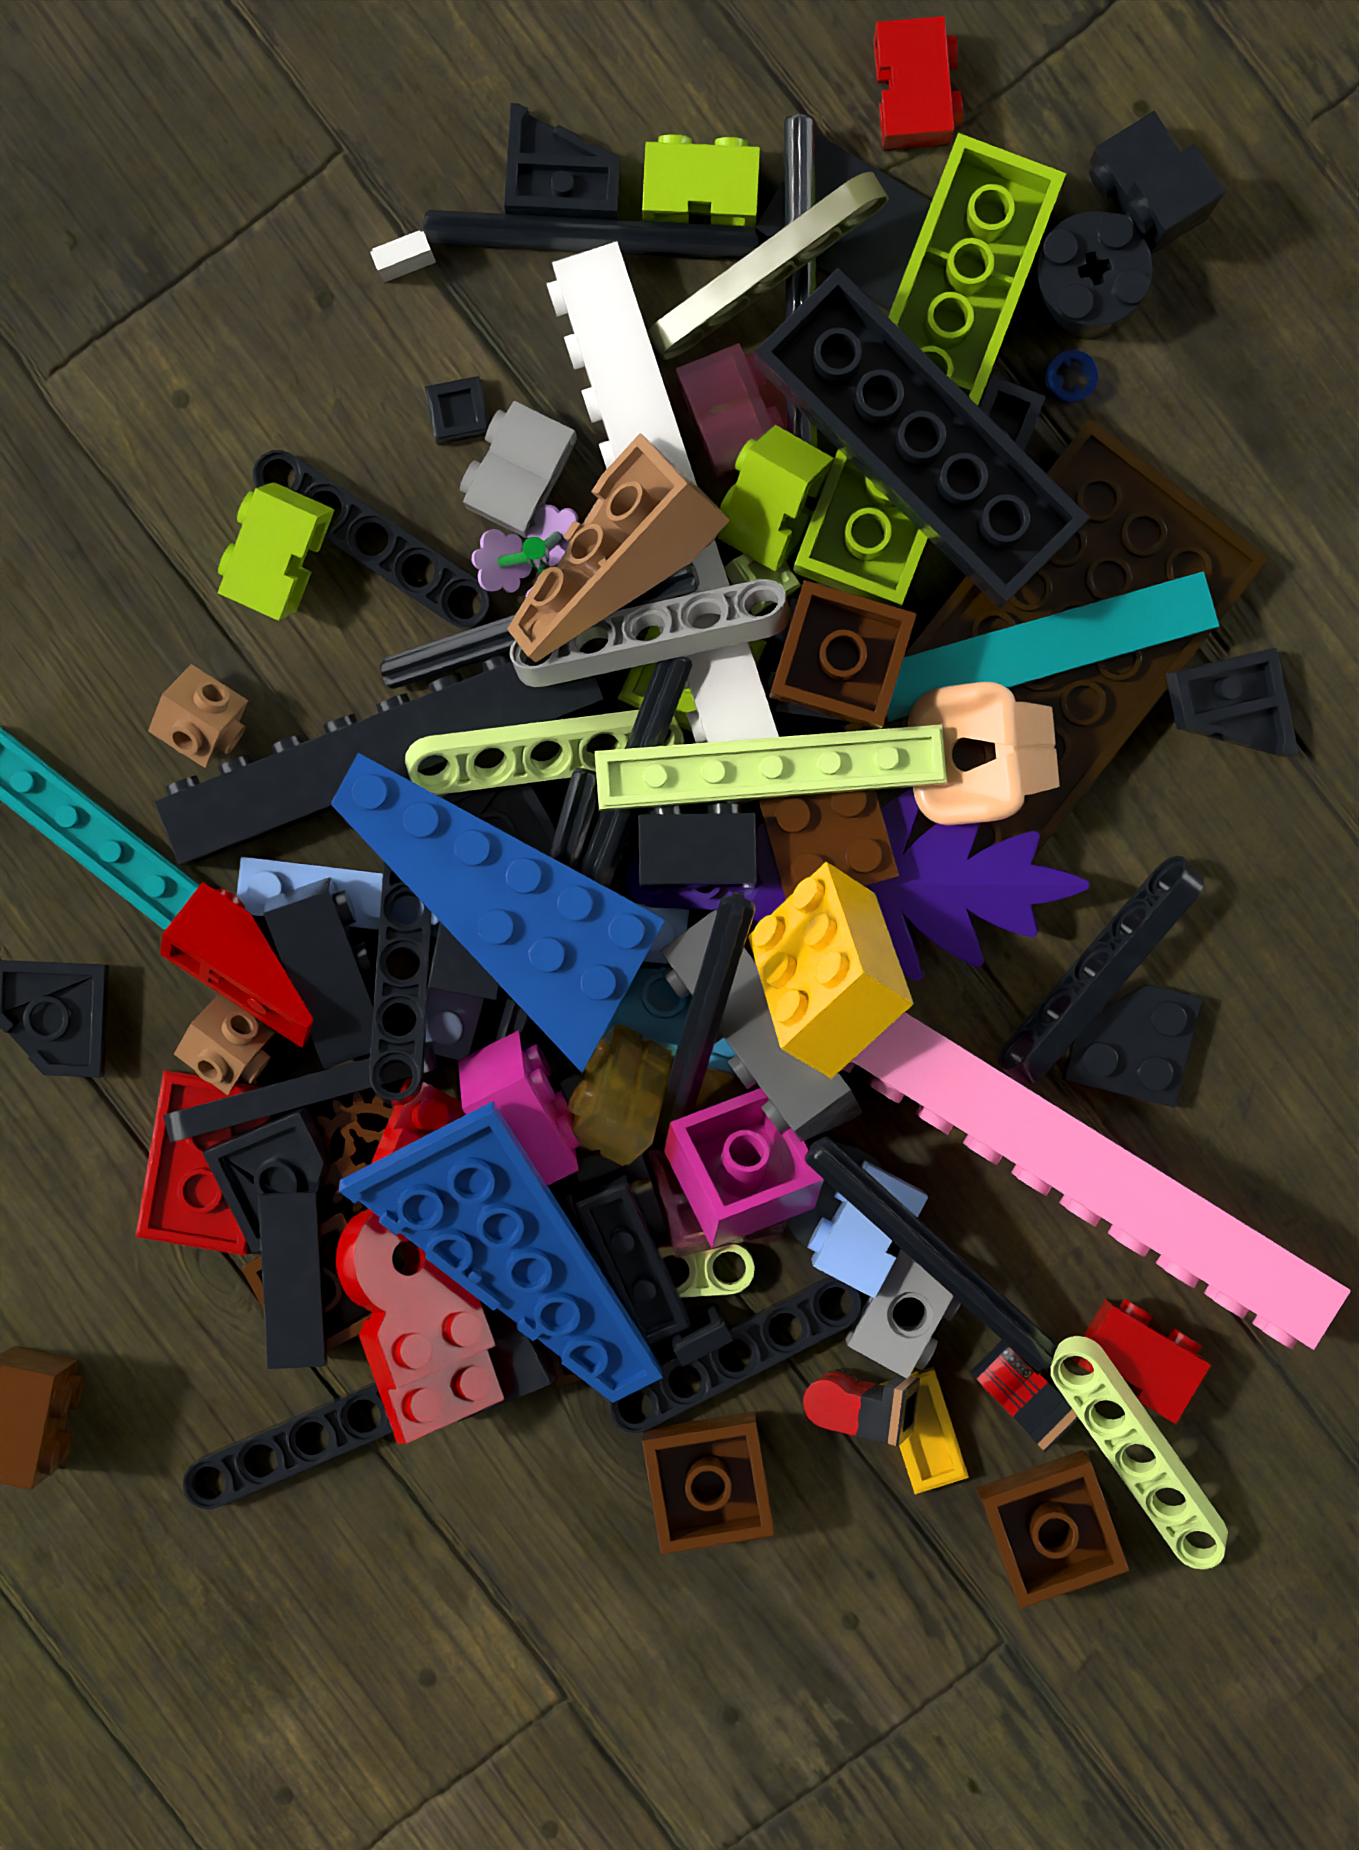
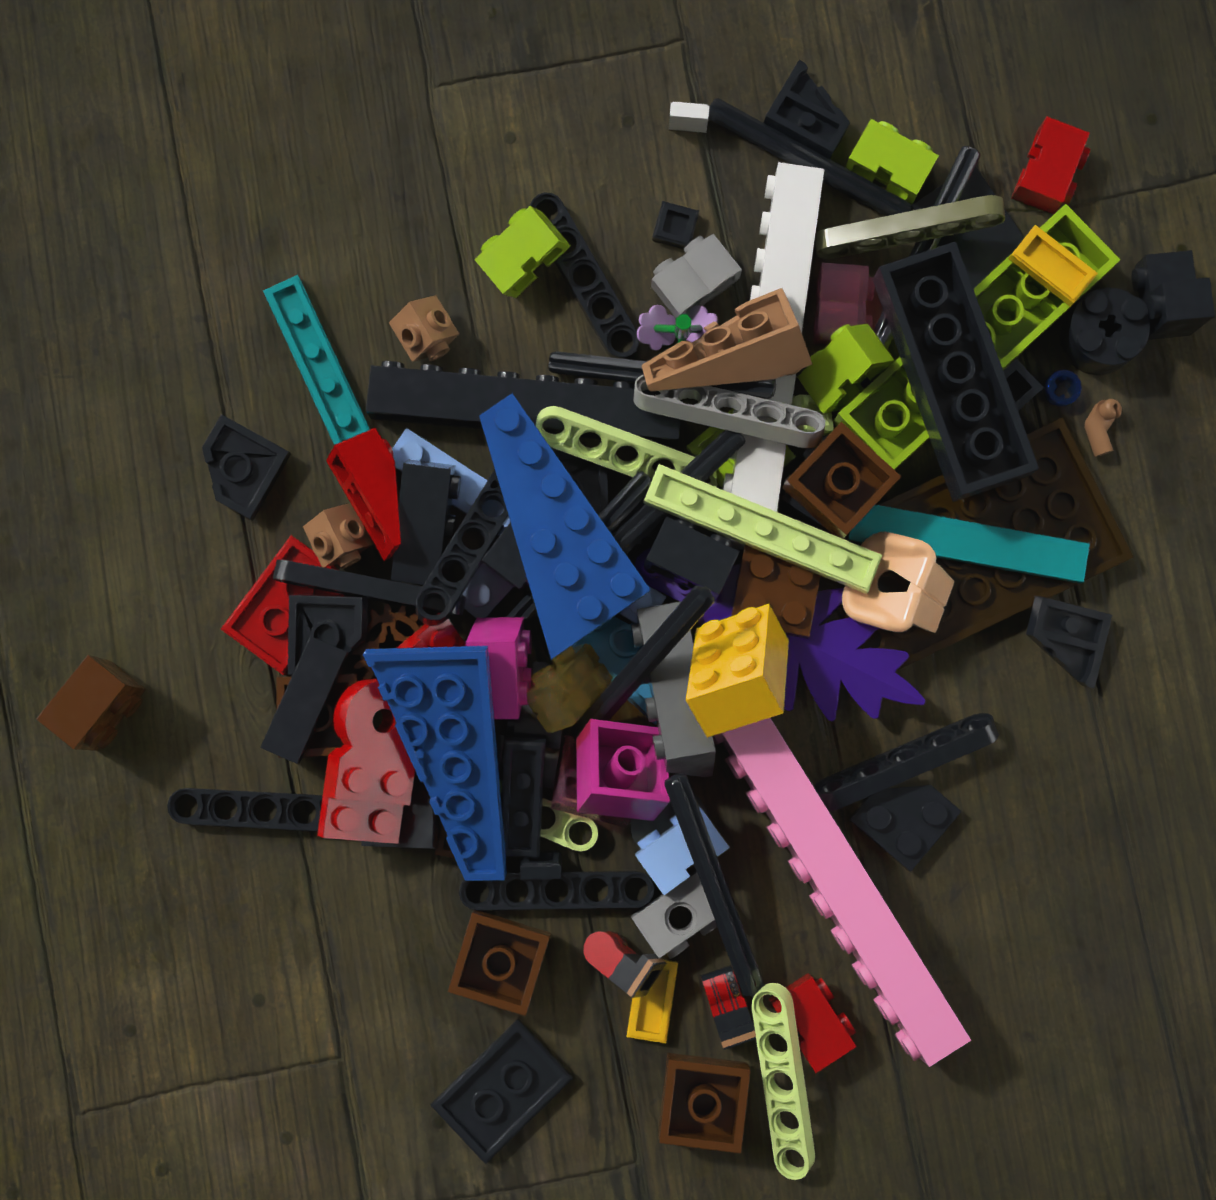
camera: 20 degrees right, 5 degrees down
(790, 1638) = (501, 1091): none -> black tile
(981, 227) = (1053, 265): none -> yellow tile
(1141, 399) = (1099, 422): none -> medium nougat arm

